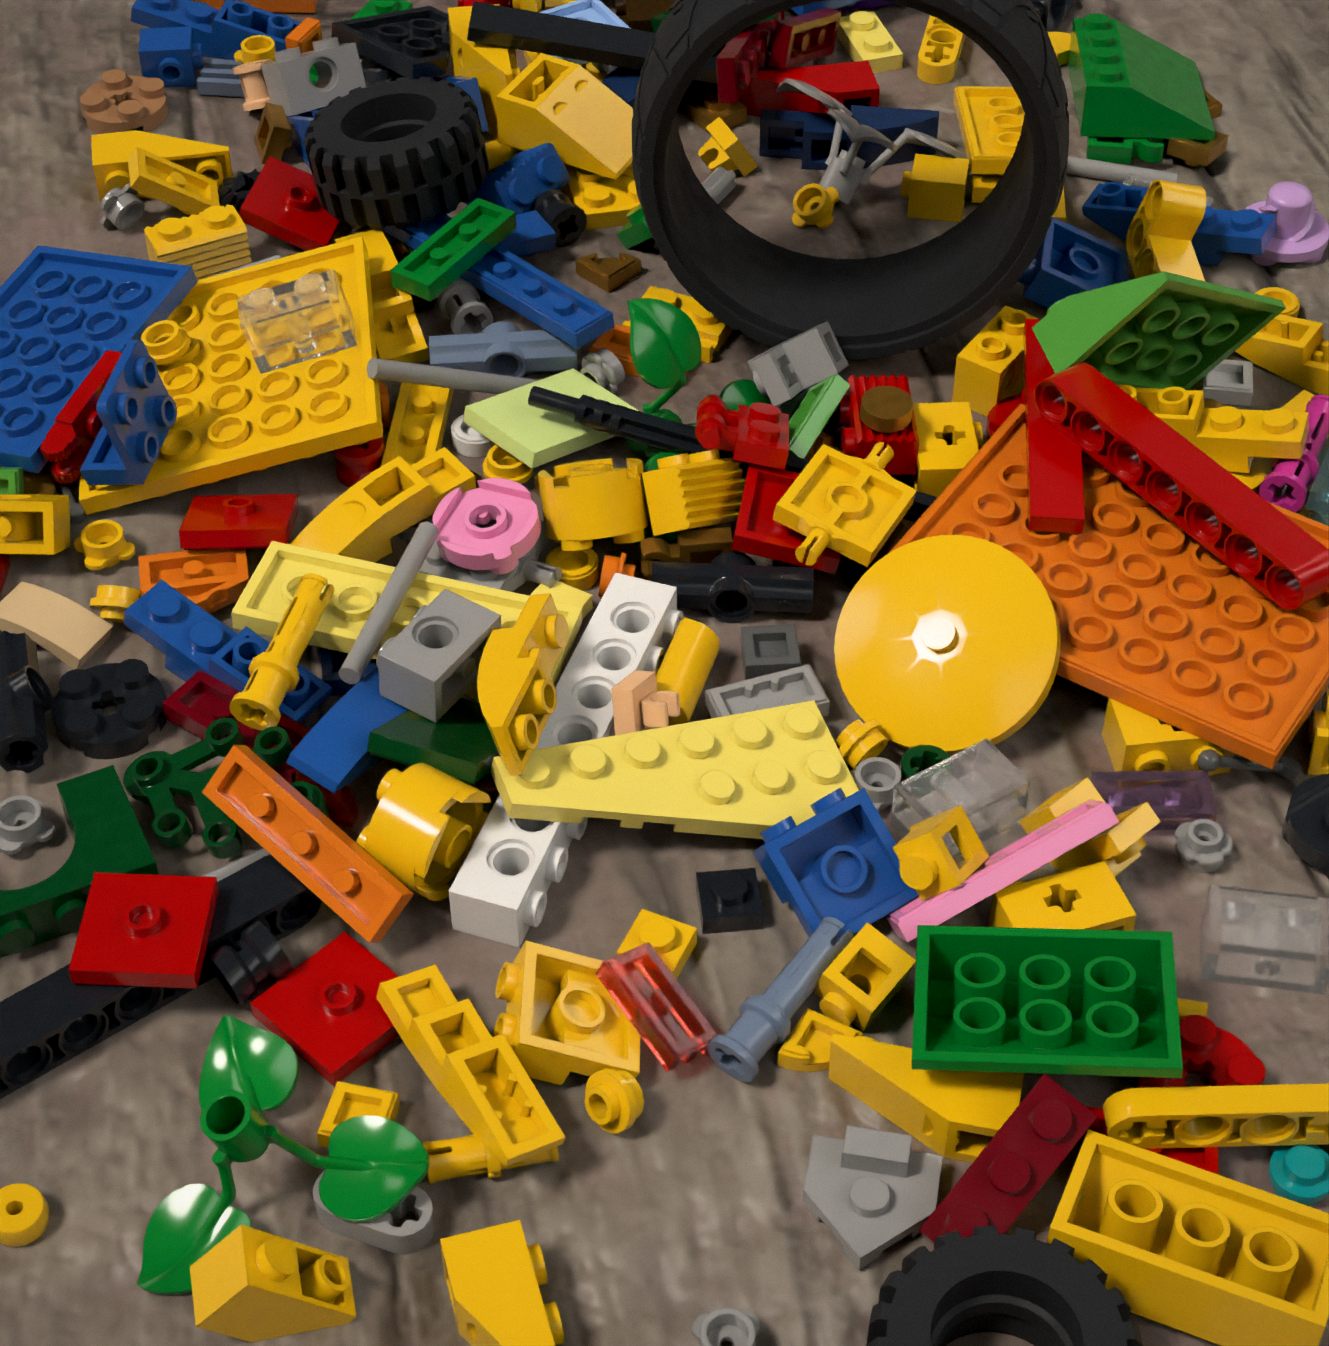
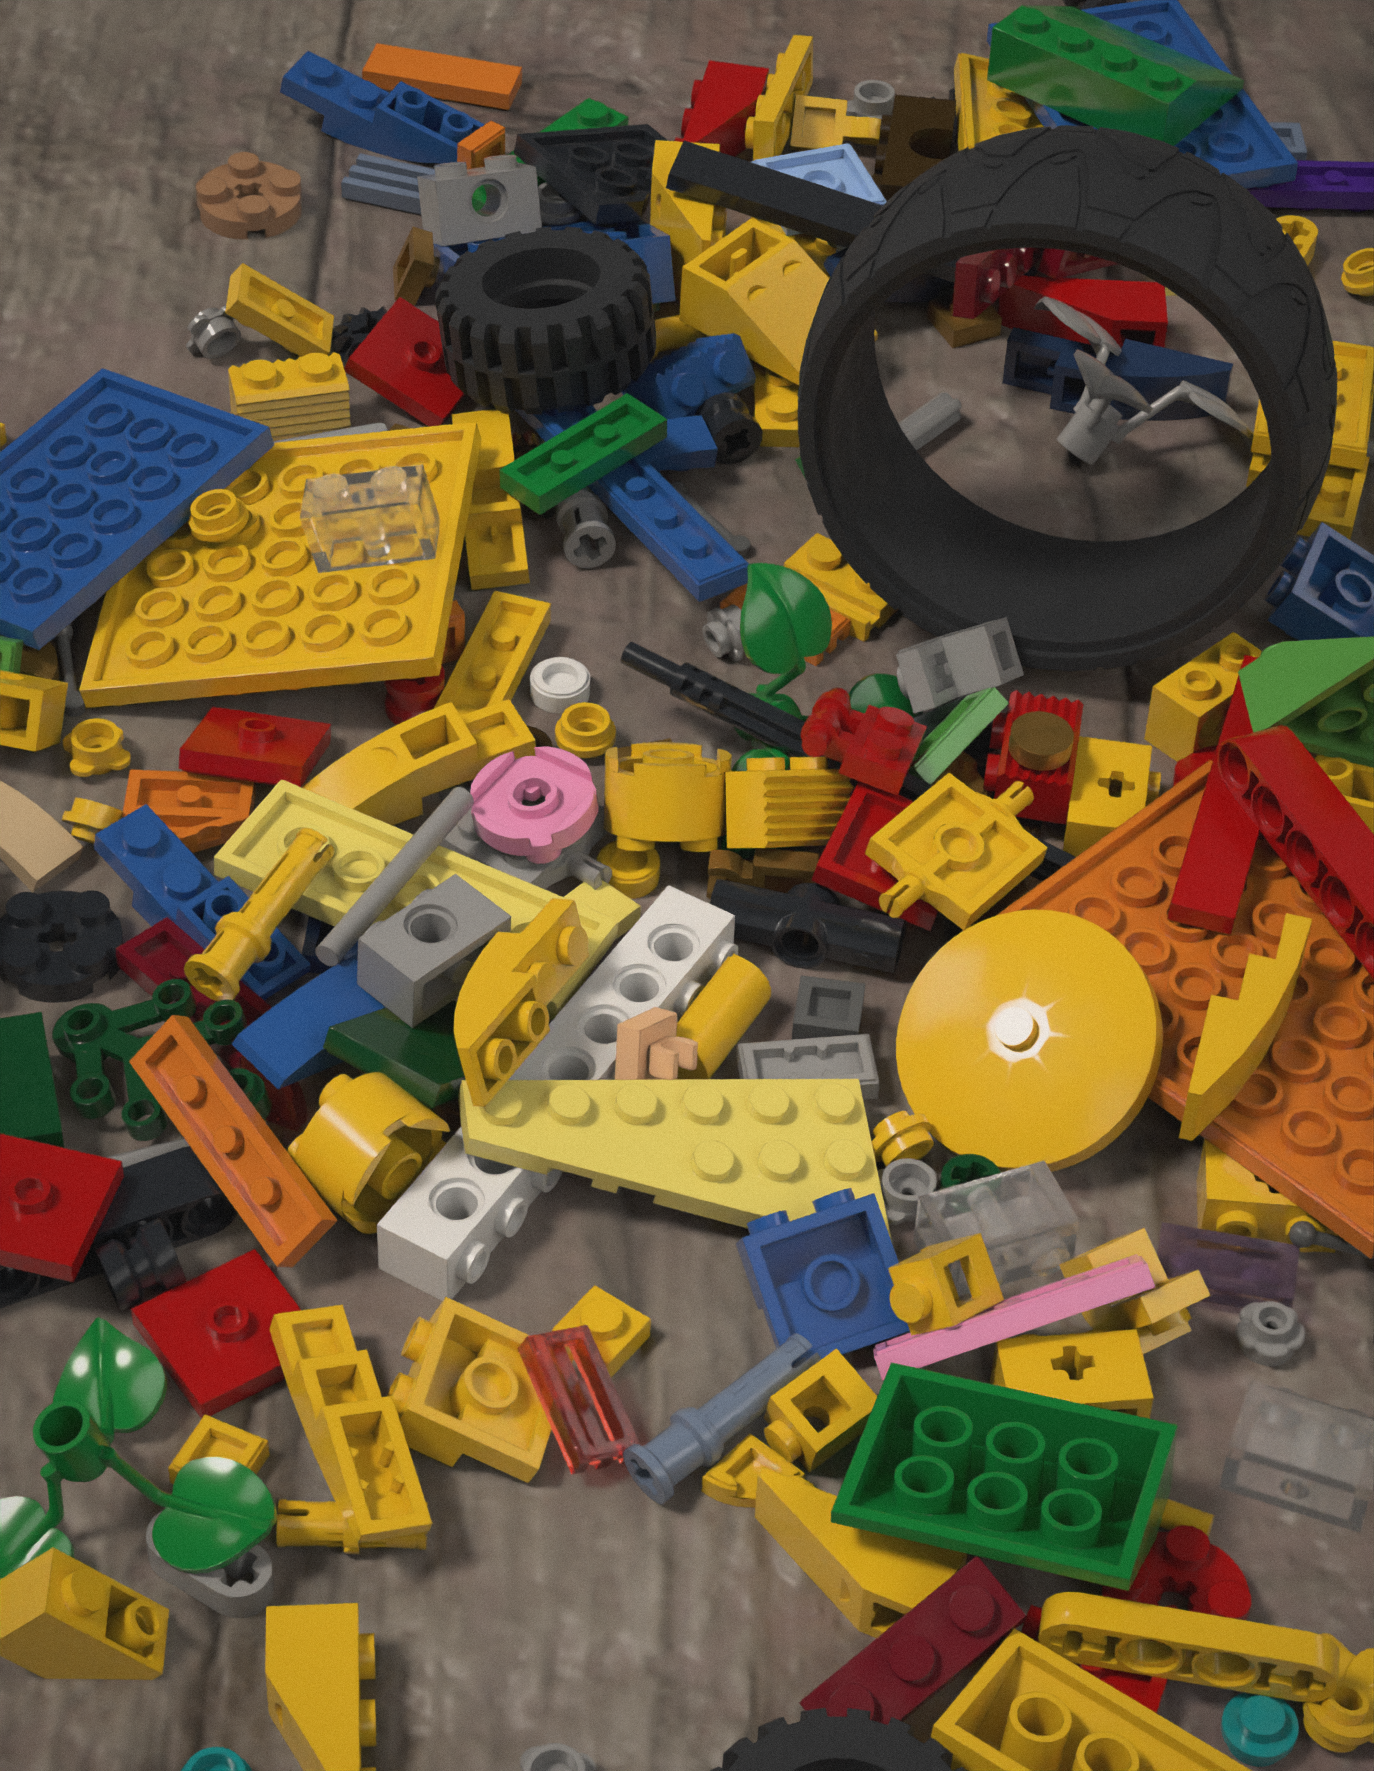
camera: 10 degrees right, 0 degrees up
(78, 423) = (110, 592): red hinge -> none
(112, 152) = (219, 257): yellow slope -> none
(134, 420) = (156, 607): blue bracket -> none
(170, 55) = (317, 144): blue brick -> none
(253, 84) = (405, 197): light nougat bush -> none
(255, 48) = (419, 157): yellow plate -> none
(443, 377) = (542, 615): light grey bar -> none
(503, 351) = (612, 590): sand blue piece -> none
(534, 433) = (628, 702): yellowish green tile -> none
(608, 272) = (773, 505): pearl gold tile -> none
(611, 565) = (677, 877): orange plate -> none
(613, 1099) = (502, 1493): yellow plate -> none
(725, 150) = (958, 372): yellow tile -> none
(729, 900) = (698, 1294): black plate -> none
(809, 198) = (1046, 462): yellow plate -> none
(870, 1189) = (762, 1648): light grey plate -> none
(936, 187) = (1204, 461): yellow brick -> none
(1119, 601) = (1242, 1029): none -> yellow slope

